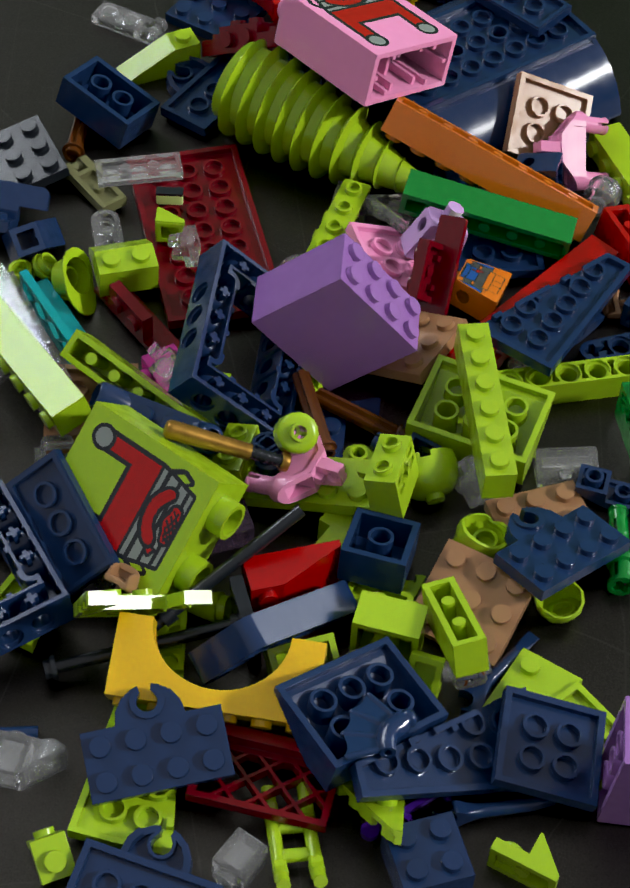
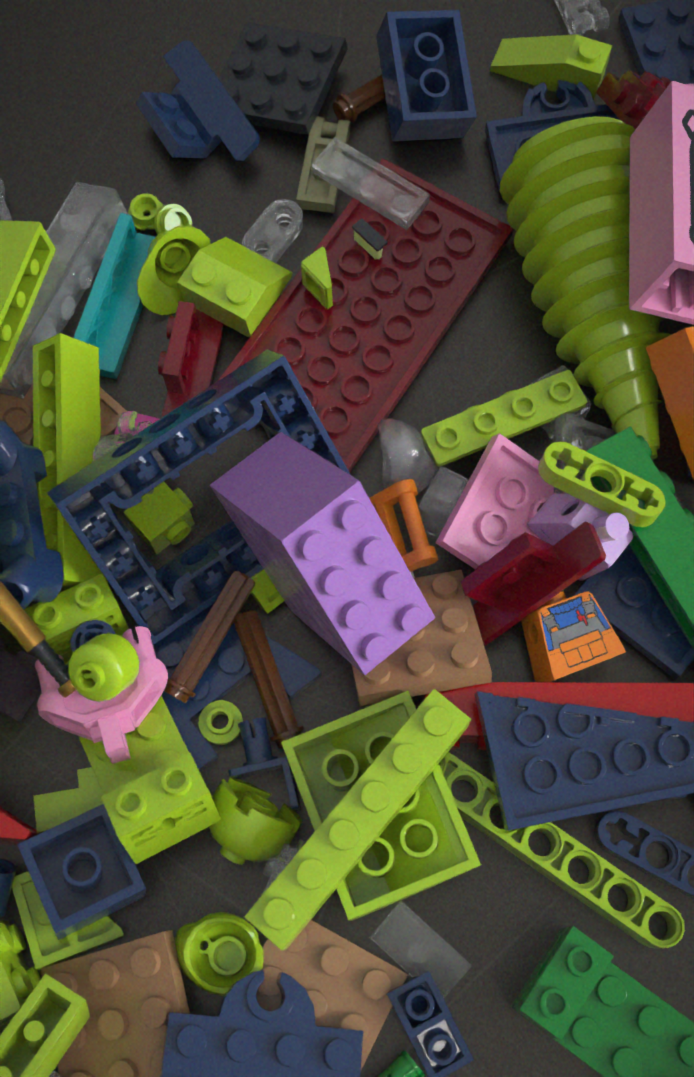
camera: 50 degrees right, 20 degrees up
(33, 239) = (190, 184): dark blue slope -> none
(186, 246) = (313, 317): clear tile -> none
(427, 197) = (578, 459): none -> lime beam

